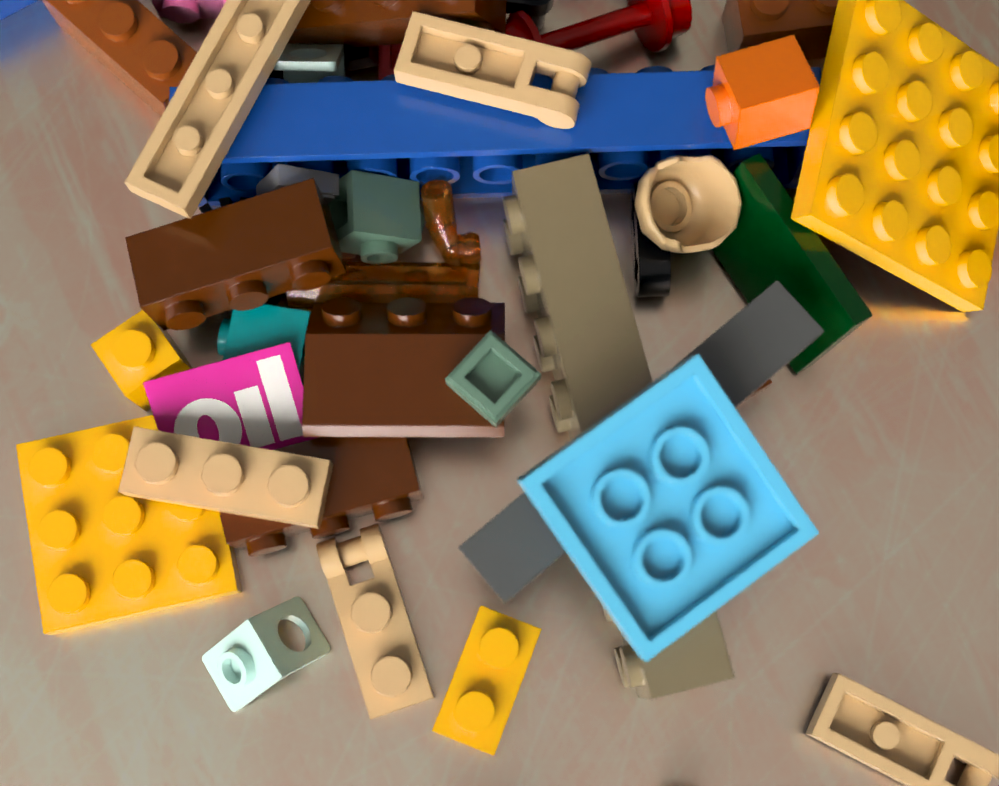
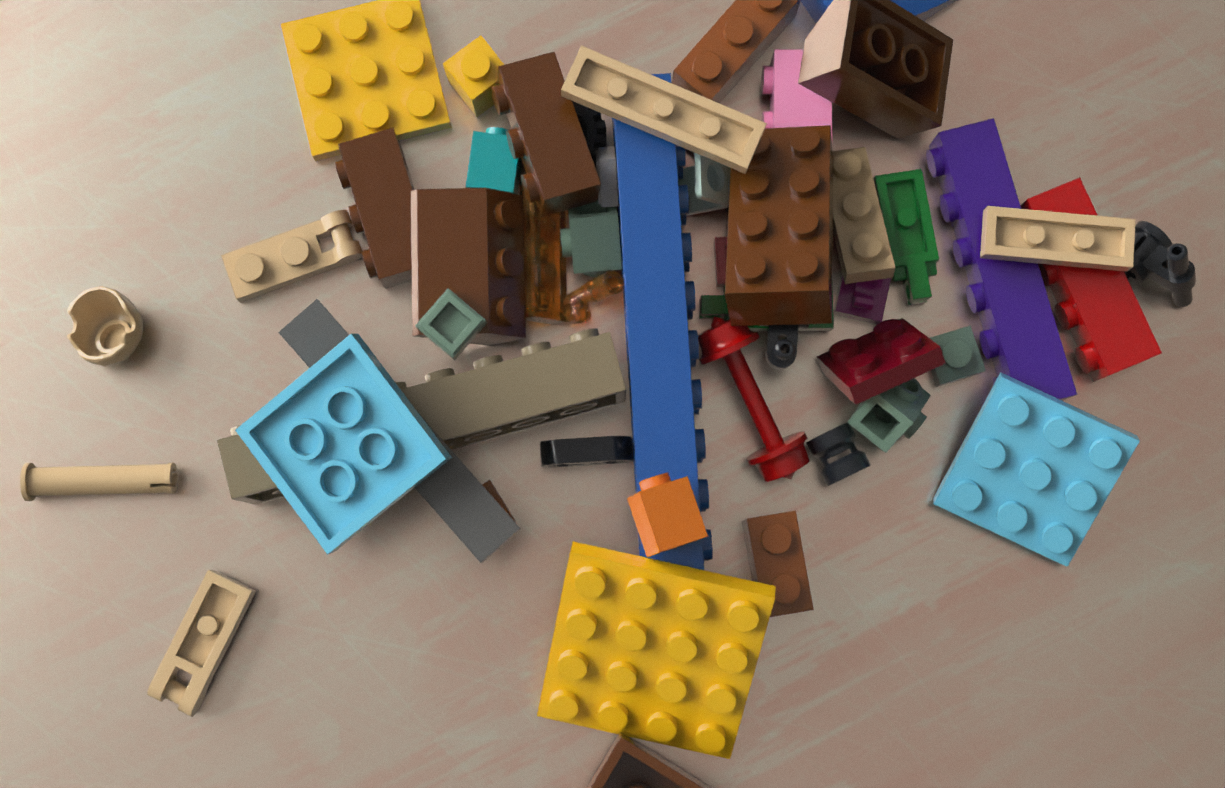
camera: 85 degrees right, 5 degrees up
(226, 477) = (383, 140): tan plate -> none
(234, 400) = (437, 137): sticker -> none
(256, 658) = (260, 170): light aqua bracket -> none
(486, 680) = (246, 338): yellow plate -> none
(491, 69) = (685, 309): tan plate -> none
(688, 203) = (596, 469): tan hair -> none
(775, 248) = (550, 549): dark green tile -> none

